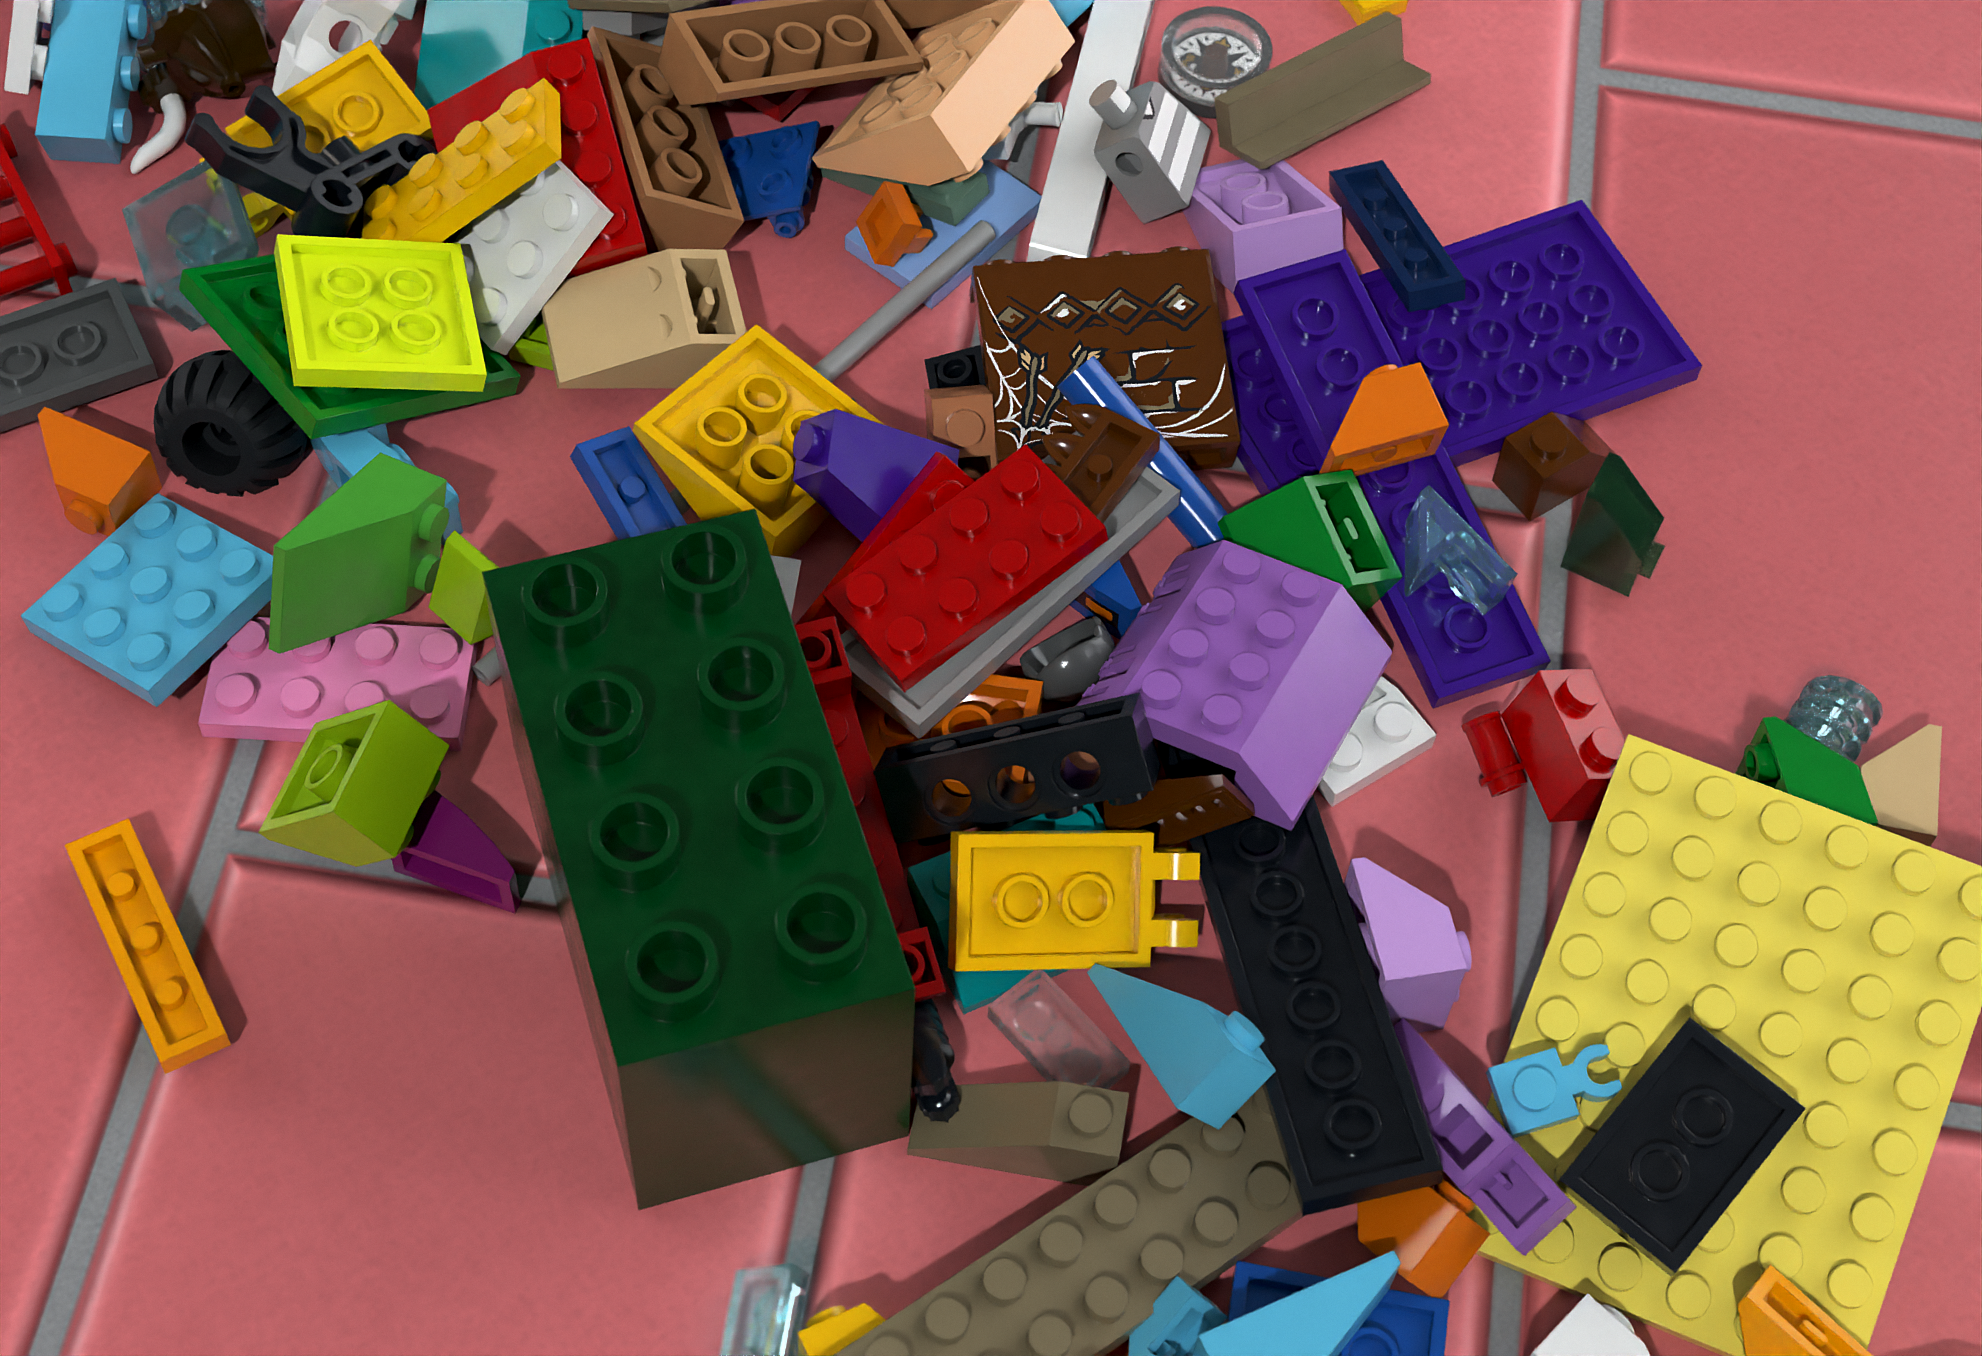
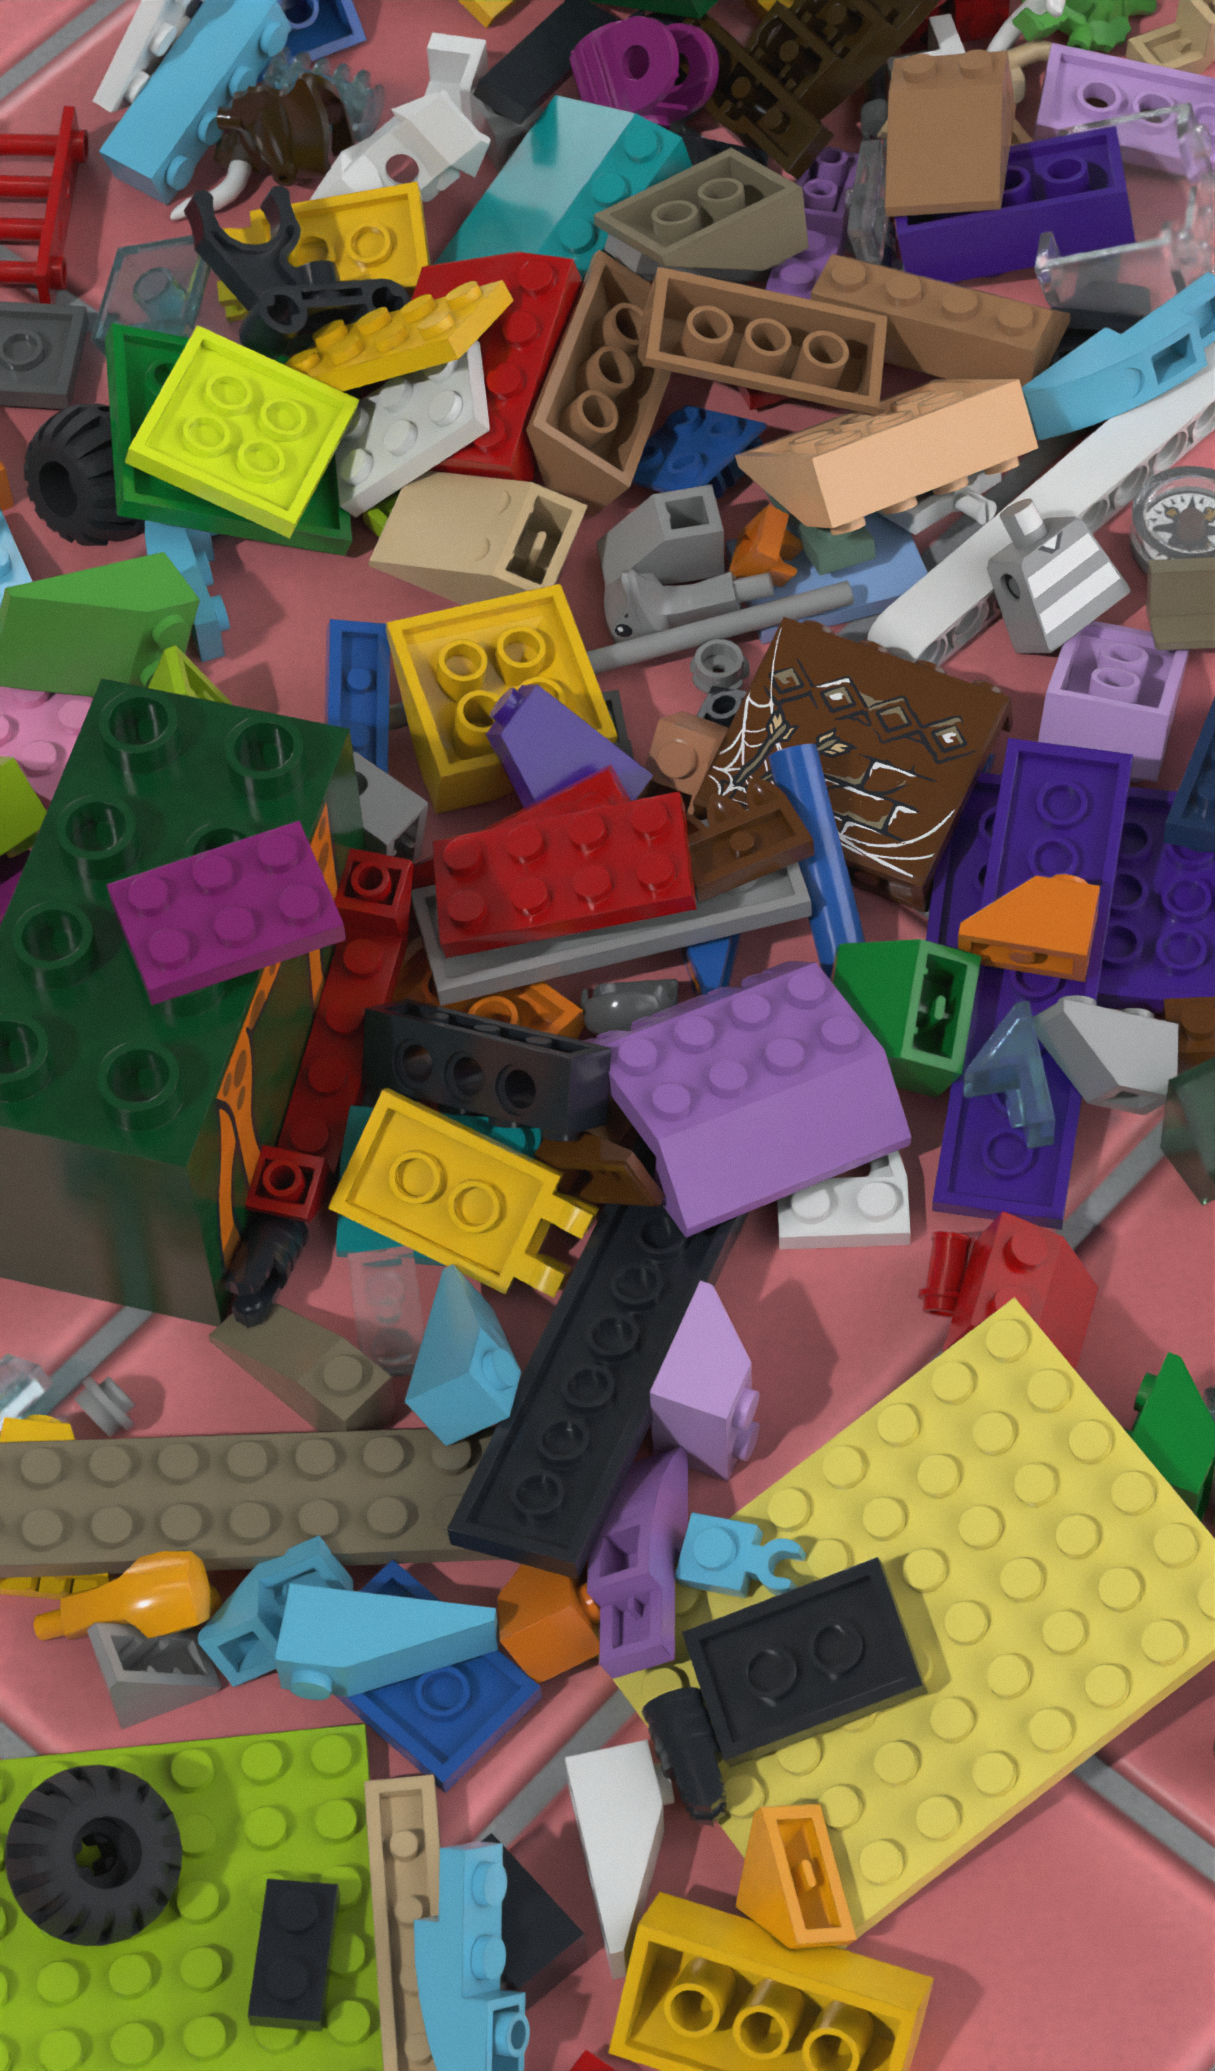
camera: 40 degrees right, 0 degrees up
(791, 727) = (226, 912): none -> magenta plate
(801, 255) = (668, 535): none -> light grey slope
(823, 319) = (642, 606): none -> light grey animal
(868, 1266) = (106, 1405): none -> light grey plate
(917, 331) = (715, 656): none -> light grey plate
(1509, 499) = (1111, 1054): none -> light grey slope
(1636, 1286) = (688, 1751): none -> black hinge

